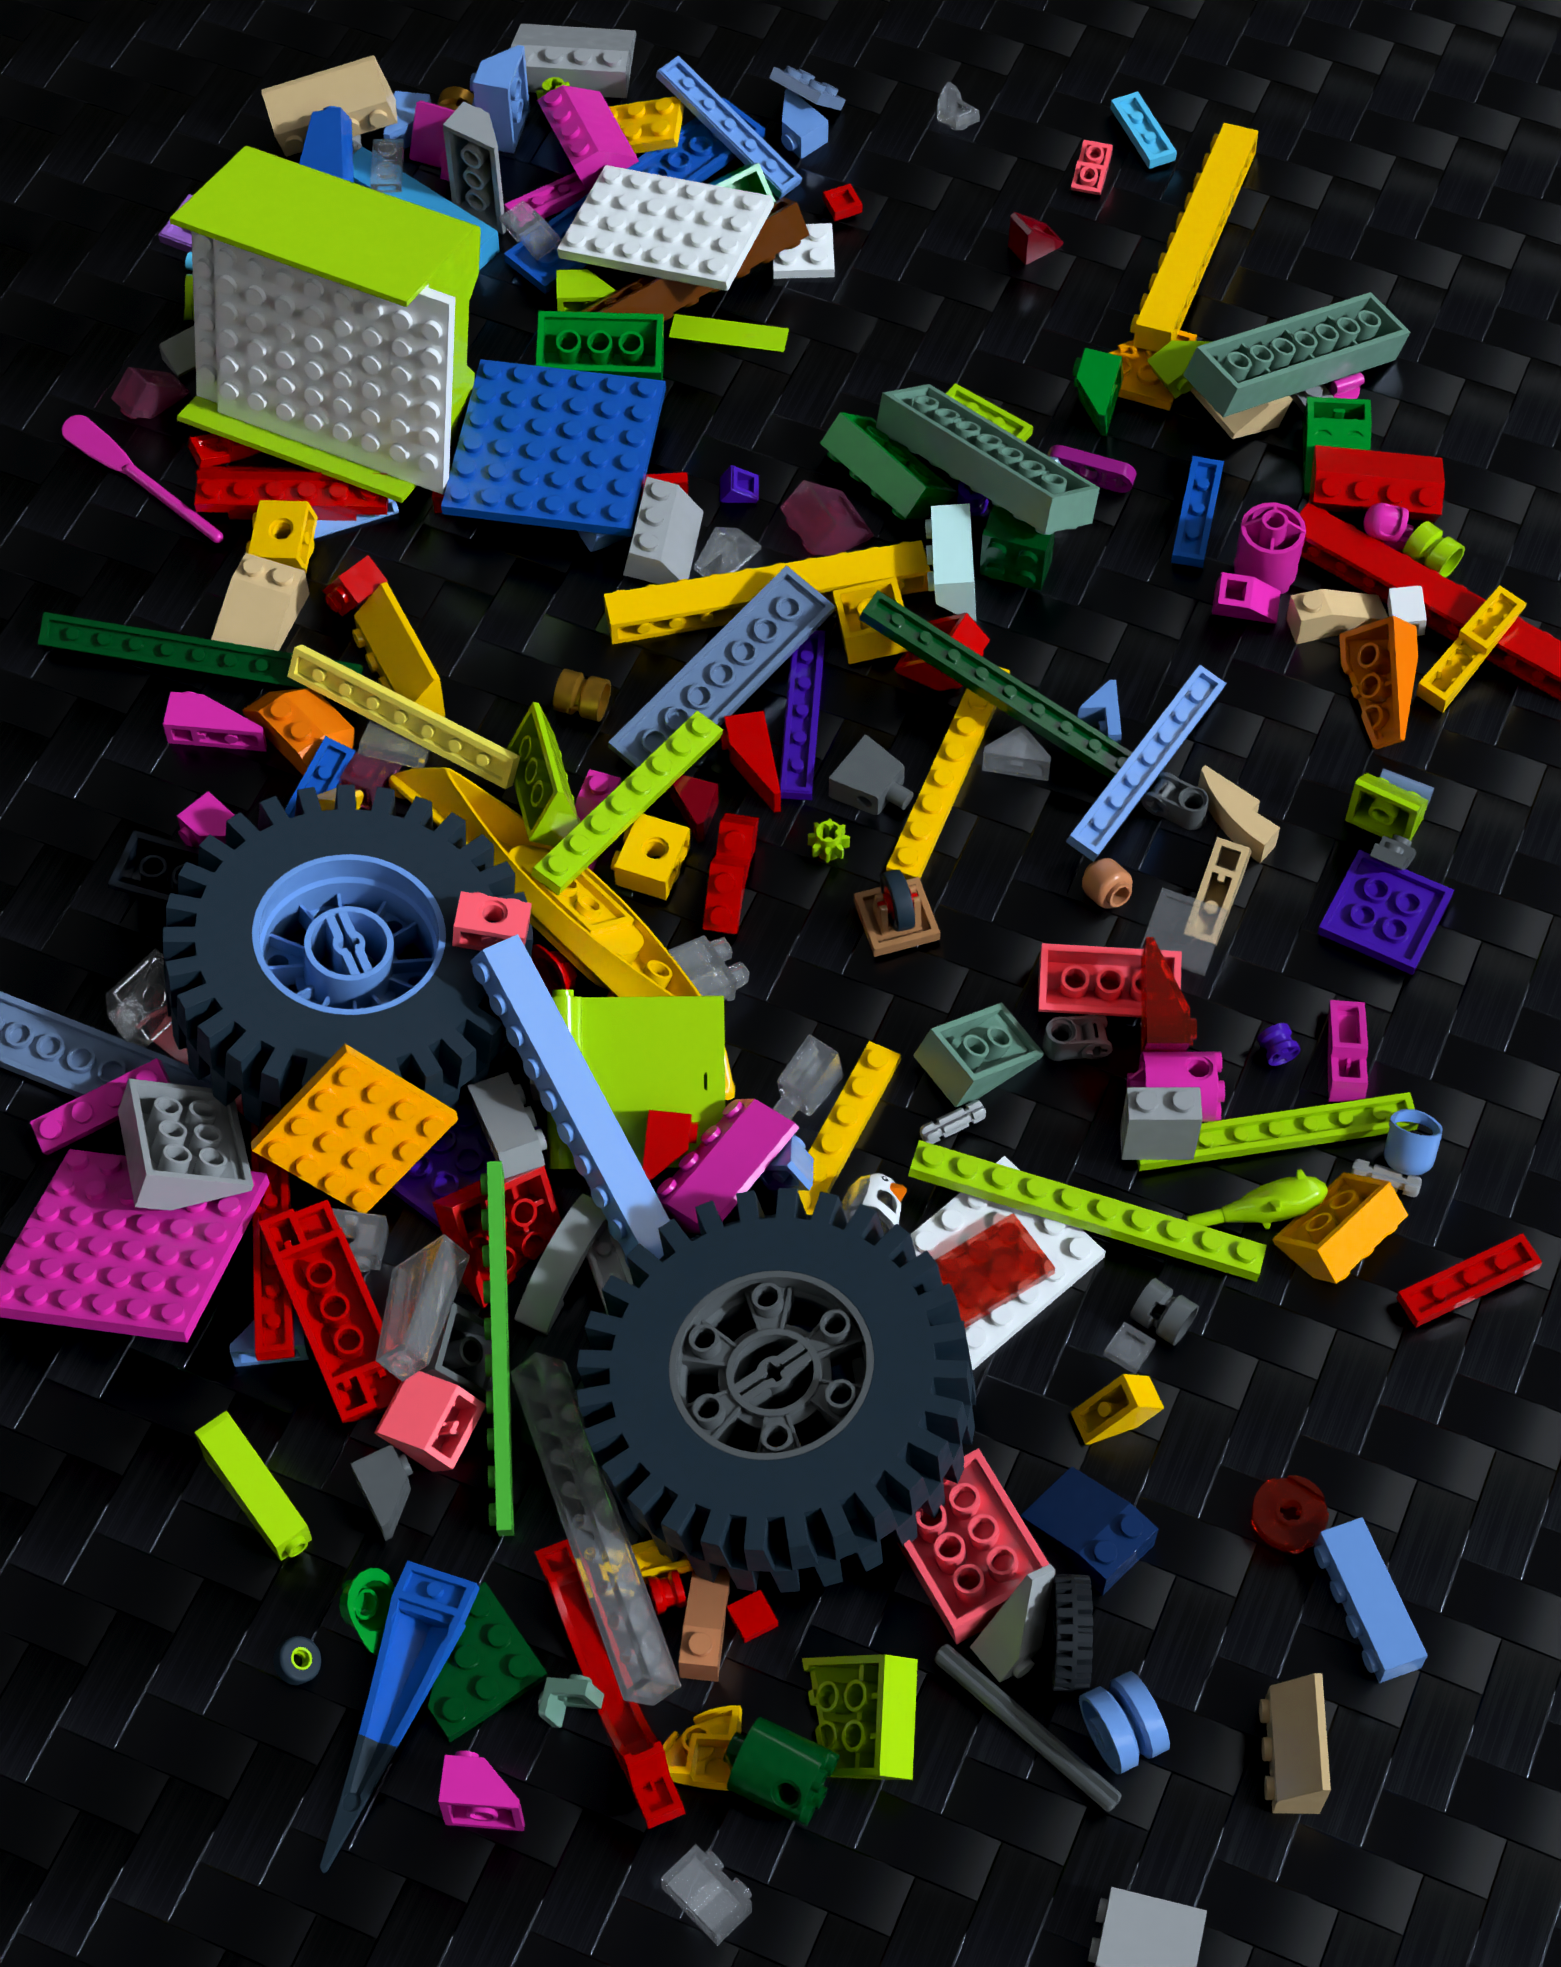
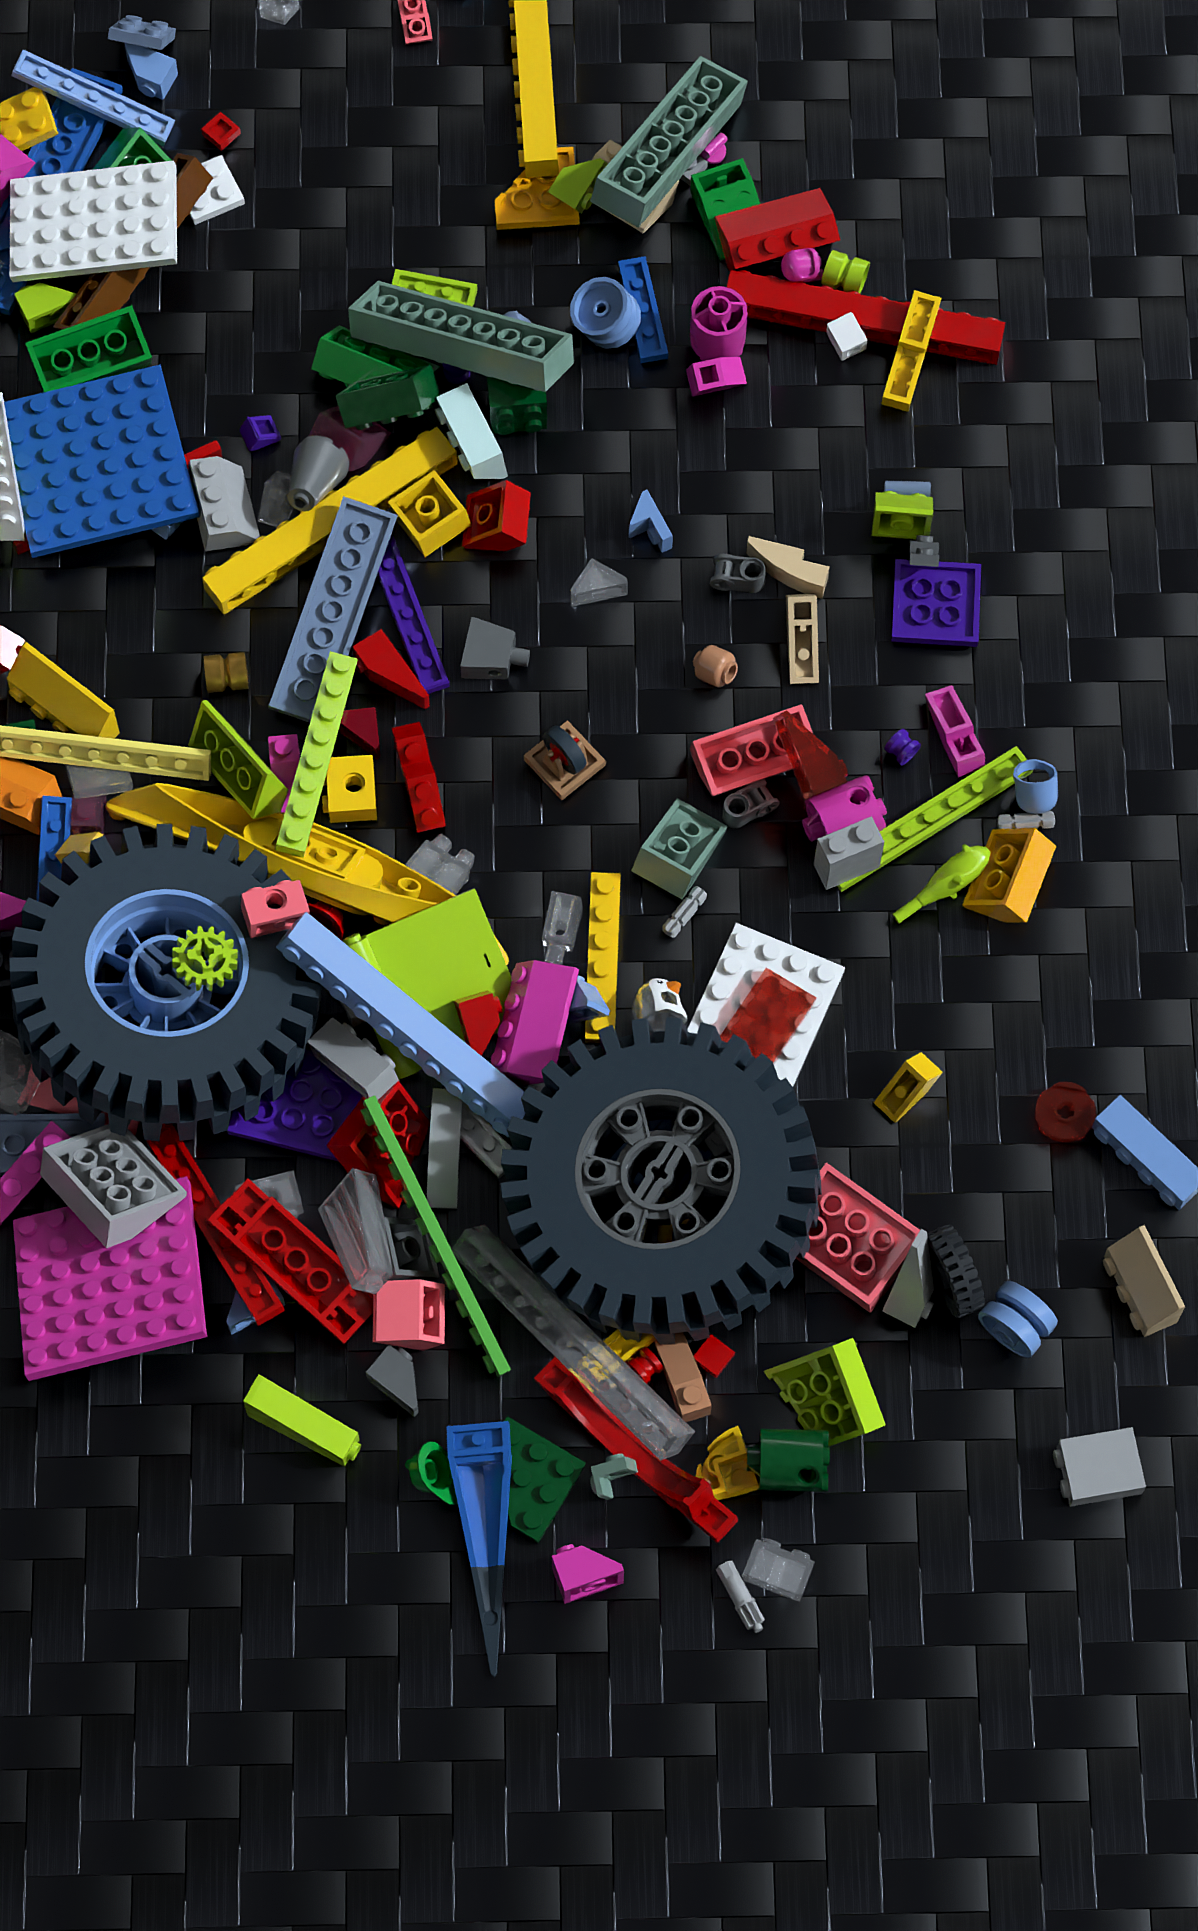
camera: 25 degrees left, 10 degrees up
(285, 1664) = (390, 1540): black wheel -> none
(354, 1129) = (246, 1116): light orange plate -> none
(388, 942) = (216, 950): none -> lime gear
(649, 1906) = (740, 1596): none -> light grey piece
(729, 333) = (182, 291): lime sticker -> none
(772, 536) = (315, 471): none -> dark grey cone
(828, 840) = (486, 723): lime gear -> none
(881, 490) = (388, 397): none -> dark green brick
(942, 785) = (547, 619): yellow plate -> none
(995, 685) = (570, 538): dark green plate -> none
(1027, 1728) = (947, 1351): dark grey axle -> none
(1031, 238) = (396, 105): dark red slope -> none
(1087, 1210) = (818, 941): lime plate -> none
(1091, 1528) = (927, 1184): dark blue slope -> none
(1098, 384) = (518, 231): green slope -> none
(1110, 473) = (538, 304): magenta beam -> none
(1129, 1348) = (896, 1035): clear plate -> none
(1145, 763) = (702, 552): medium blue plate -> none
(1153, 495) = (605, 312): none -> medium blue wheel
(1174, 1319) = (920, 1001): dark grey wheel -> none
(1188, 927) = (790, 681): clear tile -> none
(1331, 612) = (789, 360): tan slope -> none
(1382, 671) = (850, 398): orange wedge -> none
(1469, 1280) = (1119, 877): red plate -> none

